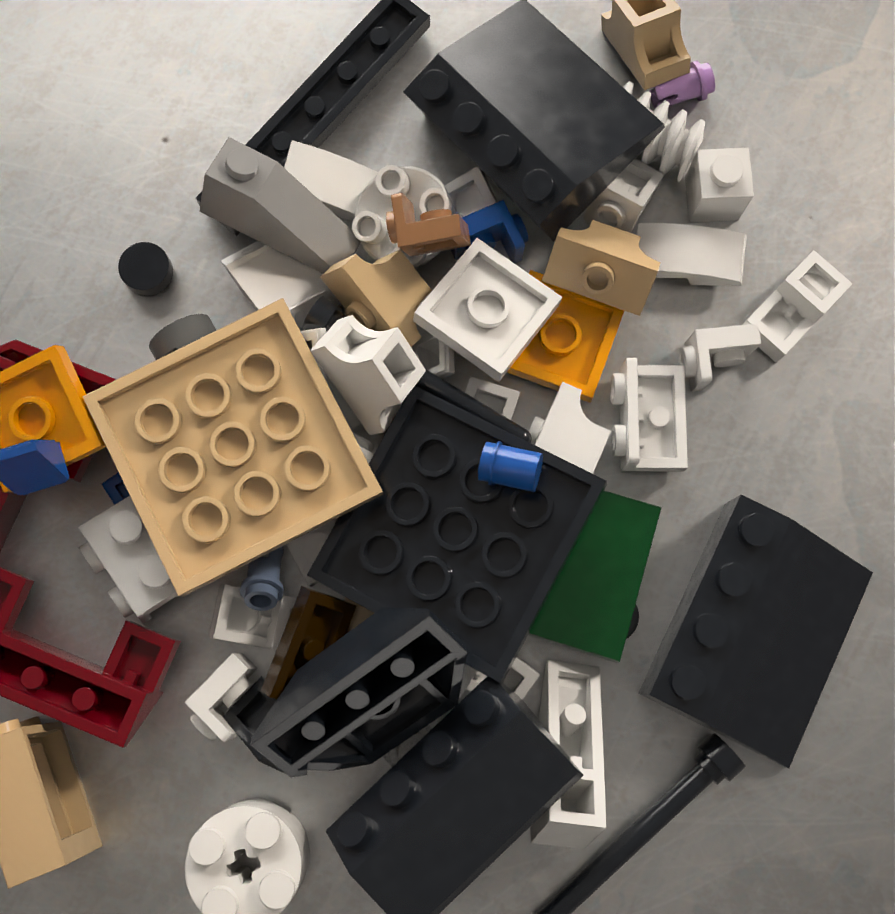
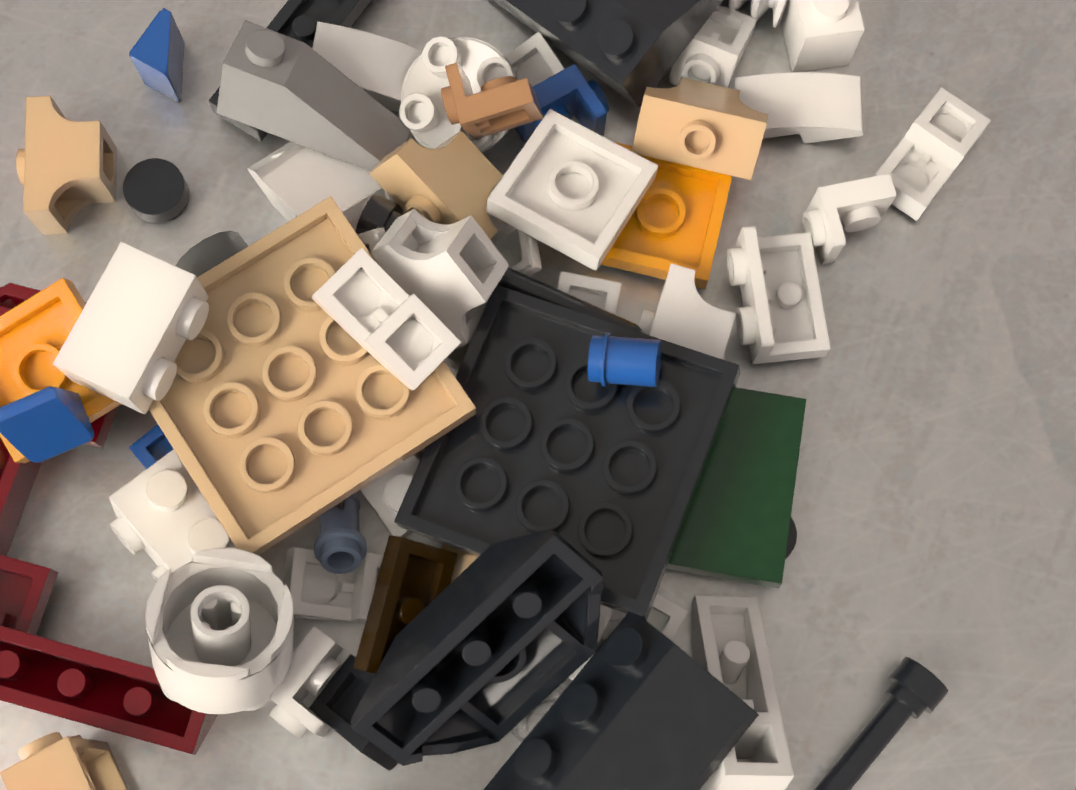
camera: 10 degrees left, 5 degrees down
(70, 240) = (63, 166): none -> tan brick
(106, 397) = (134, 329): none -> white brick
(137, 628) = (220, 631): none -> white brick
(161, 154) = (160, 55): none -> blue slope
(316, 410) = (386, 320): none -> white slope
(757, 630) = (938, 531): black slope -> none

